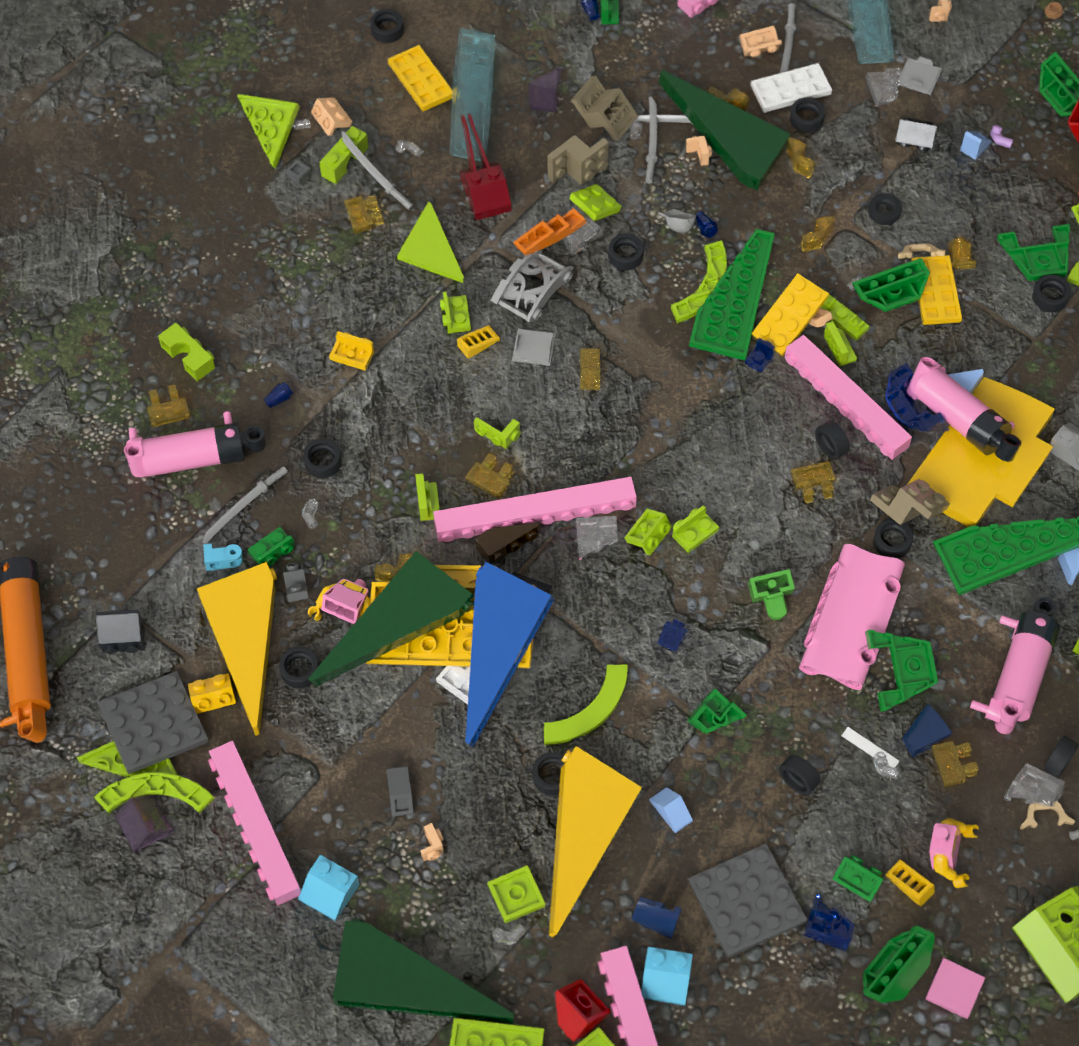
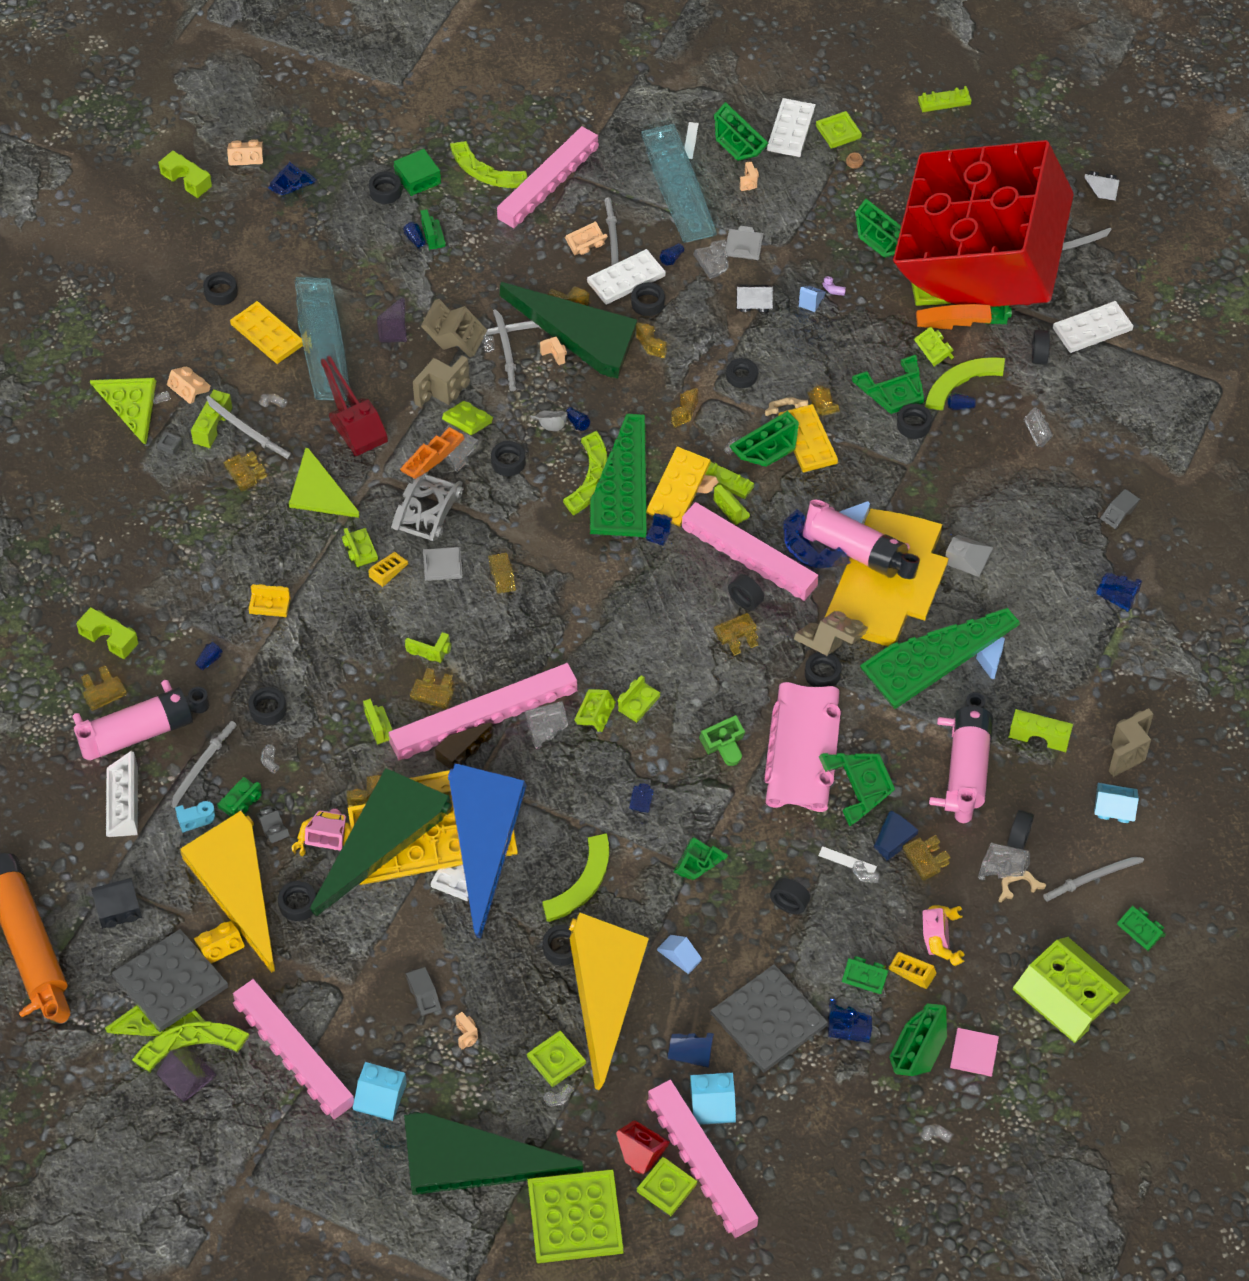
camera: 15 degrees left, 5 degrees down
(157, 522) = (122, 797): none -> white slope
(842, 73) = (671, 254): none -> clear blue cone

